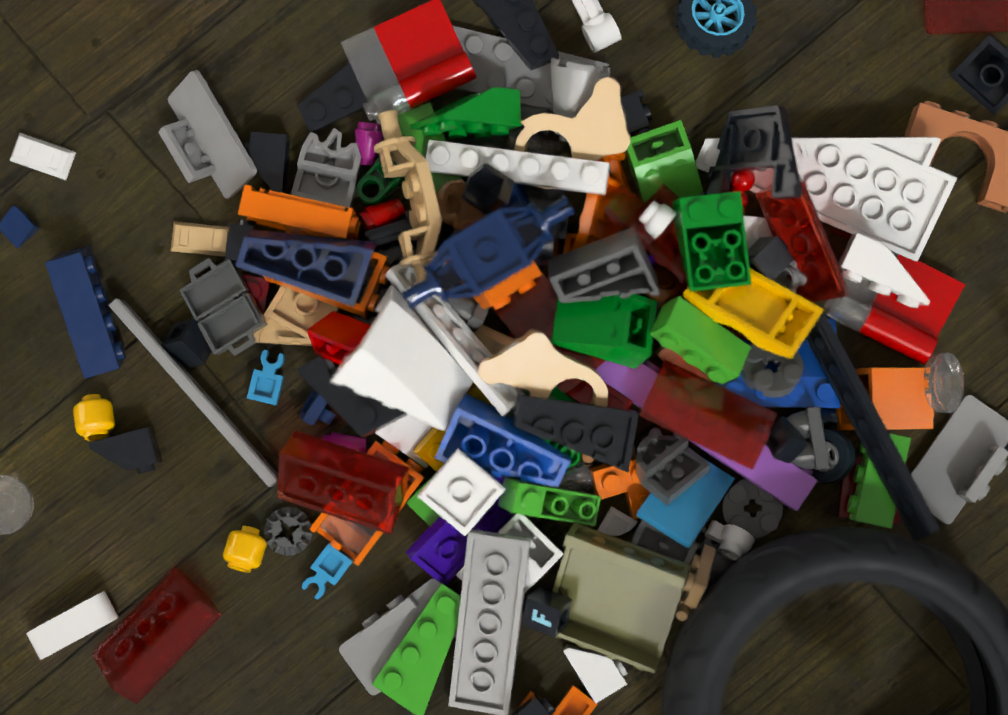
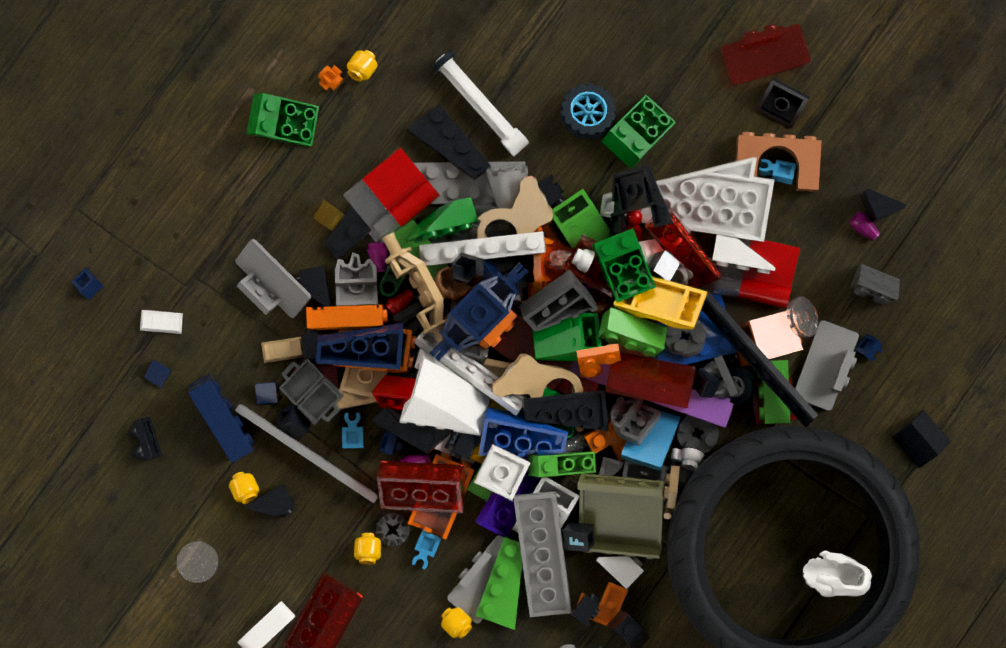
camera: 15 degrees left, 0 degrees up
(161, 293) = (266, 393): none -> dark blue slope
(314, 68) = (328, 215): none -> clear yellow panel
(342, 686) = (456, 622): none -> yellow head
(415, 437) = (462, 444): none -> black brick
(632, 362) = (591, 358): none -> orange plate
(777, 63) = (638, 131): none -> green slope
(967, 169) = (780, 171): none -> dark azure plate

